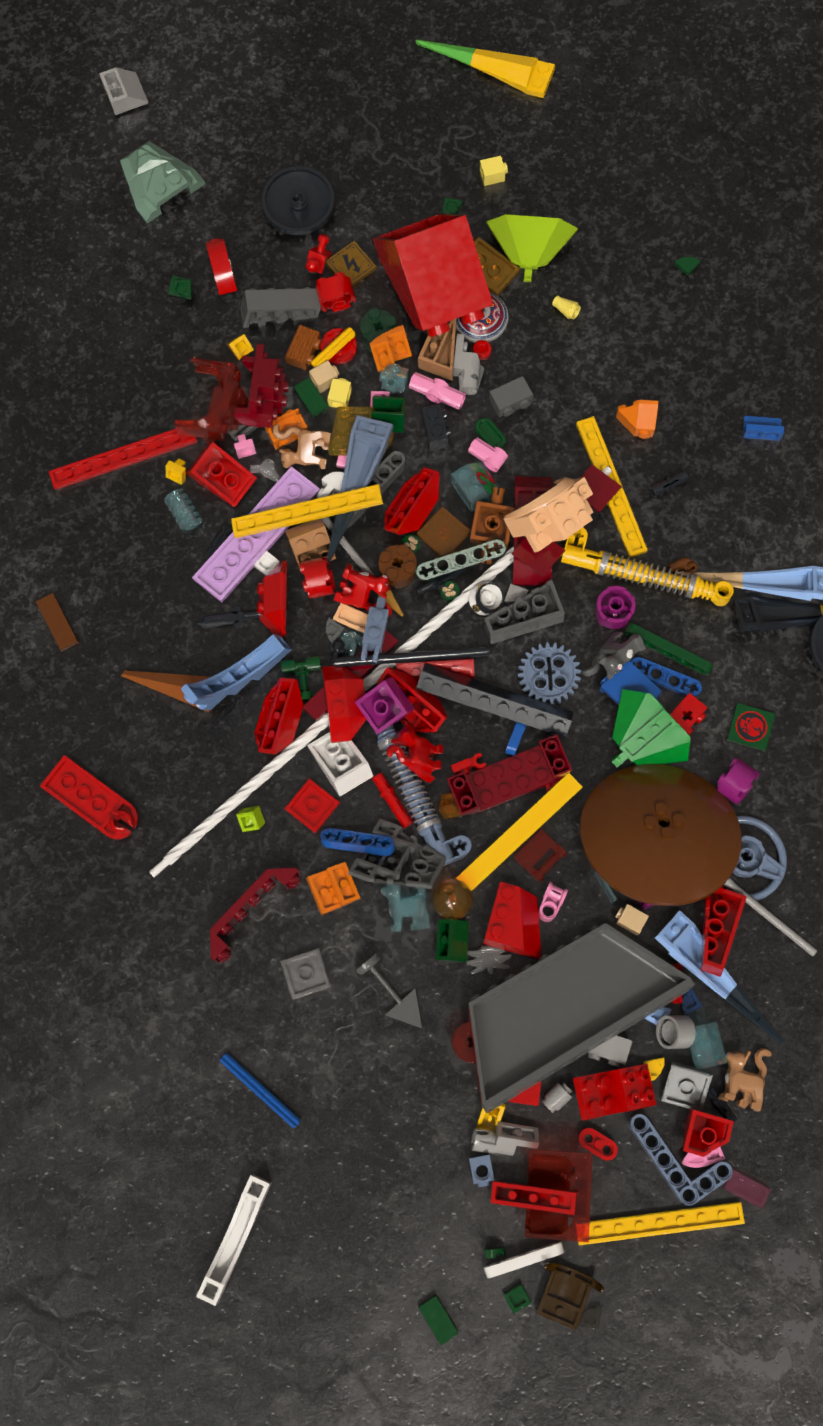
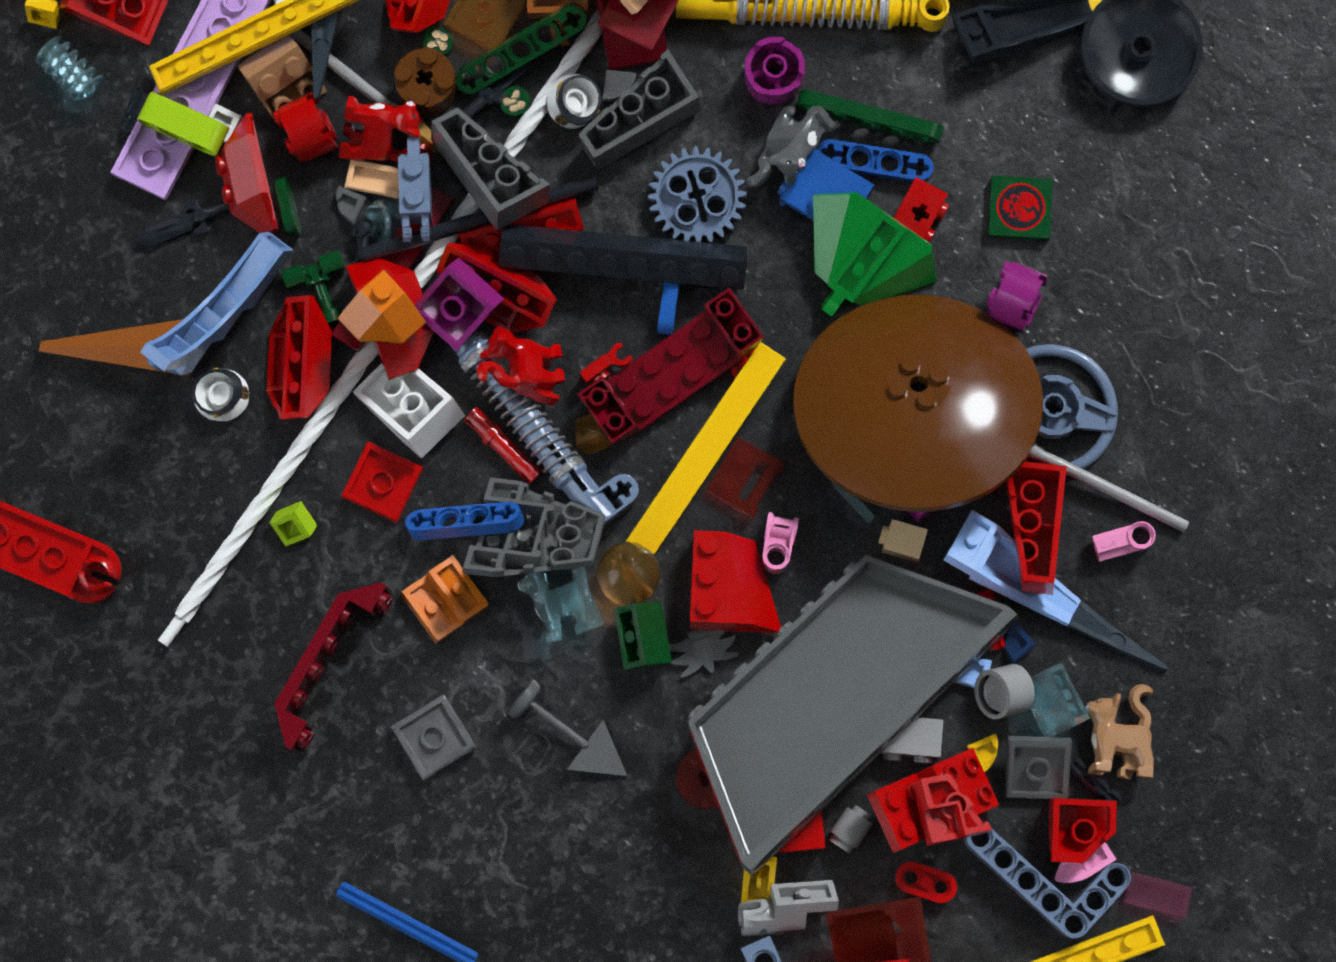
camera: 15 degrees left, 5 degrees up
(225, 728) = (221, 394): none -> white piece
(243, 558) = (183, 124): none -> lime beam
(294, 622) = (287, 206): none -> dark green tile
(336, 699) = (382, 313): none -> orange slope
(425, 632) = (489, 173): none -> dark grey wedge
(621, 1101) = (945, 811): none -> red slope
(771, 953) = (1120, 541): none -> bright pink piece

